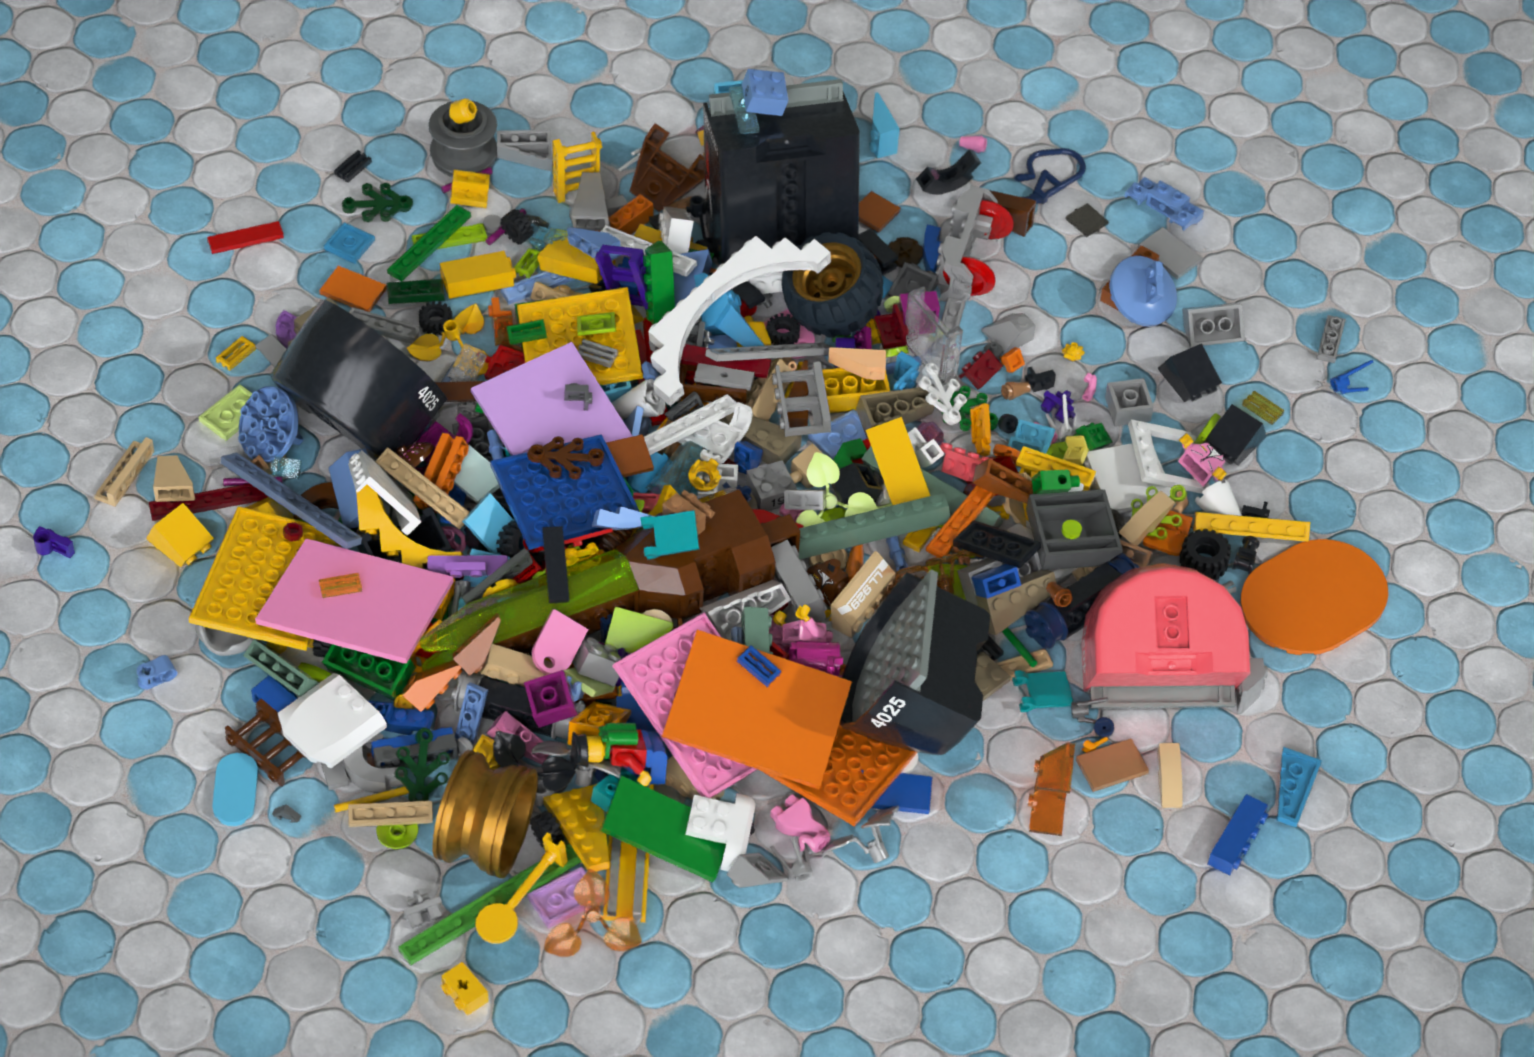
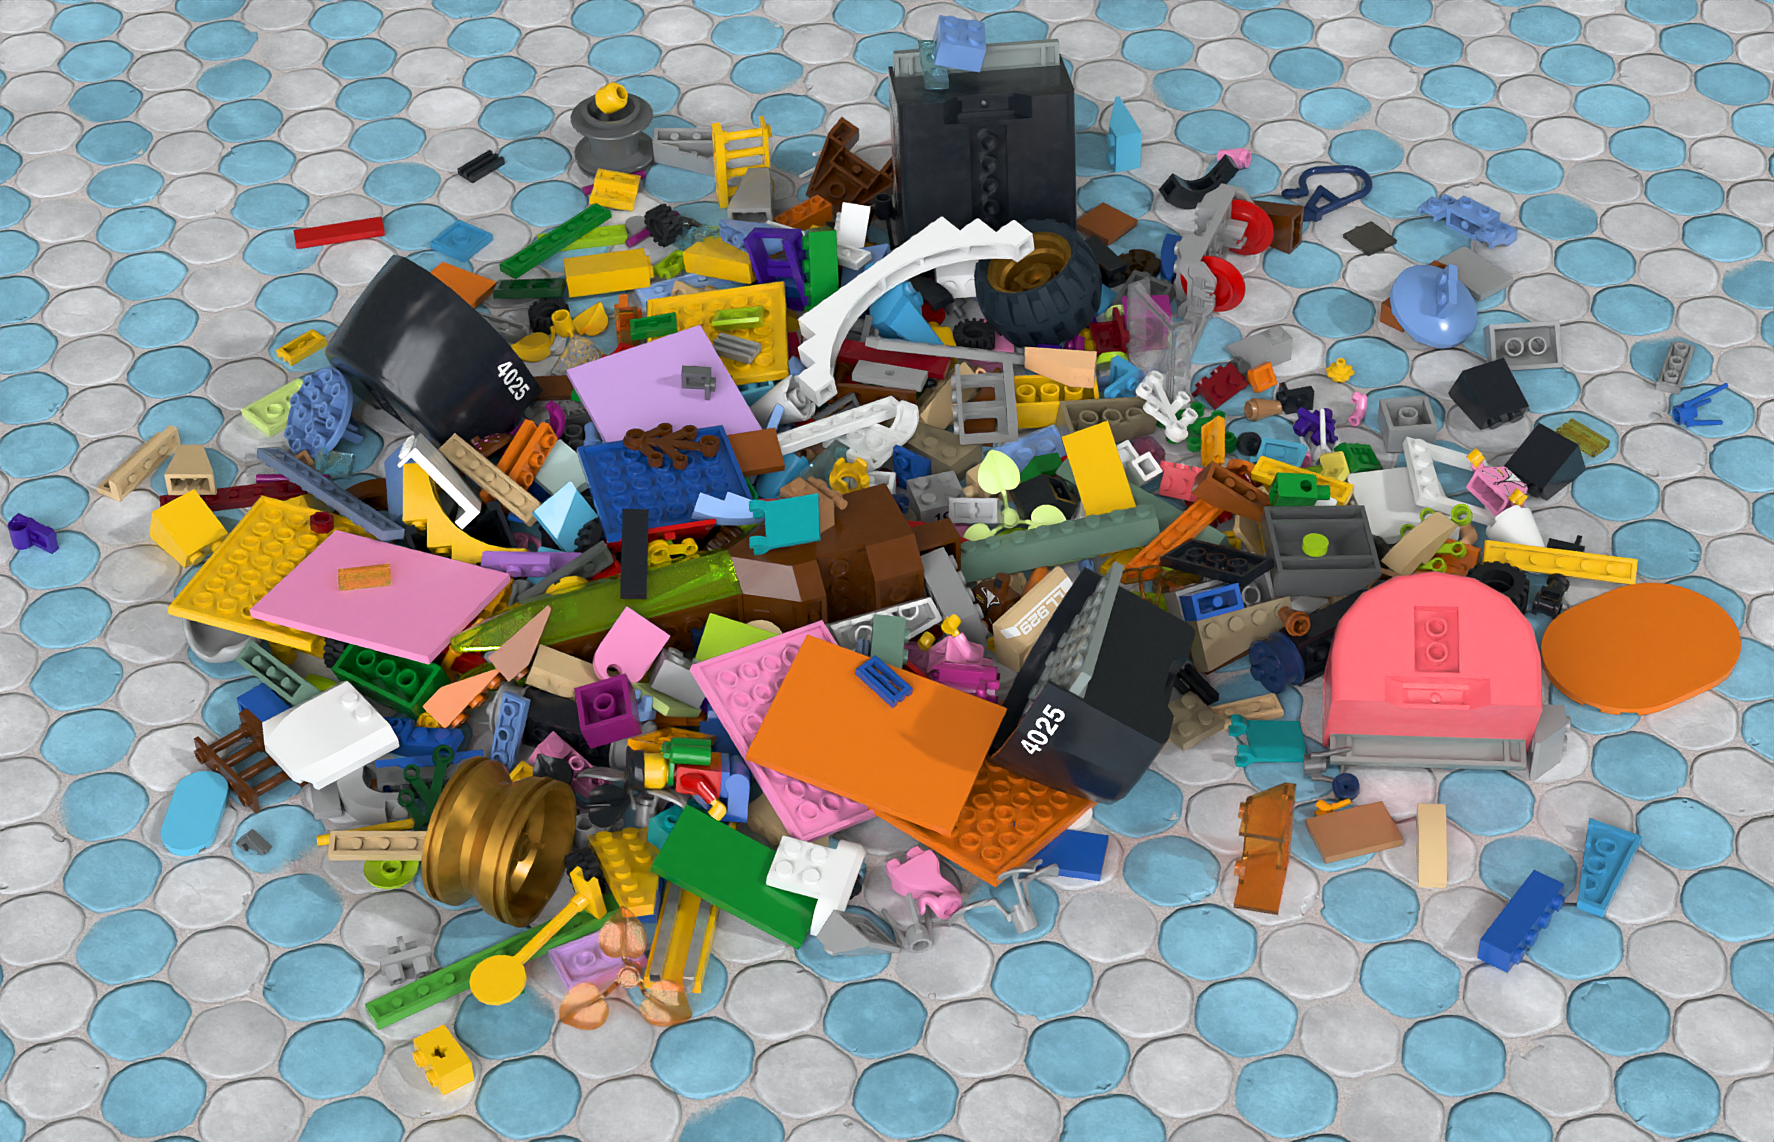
camera: 10 degrees right, 10 degrees down
(157, 670) = (126, 677): medium blue piece -> none
(399, 203) = (505, 203): dark green plant -> none
(1019, 647) = (1239, 688): green bar -> none
(1207, 429) = (1506, 453): lime tile -> none

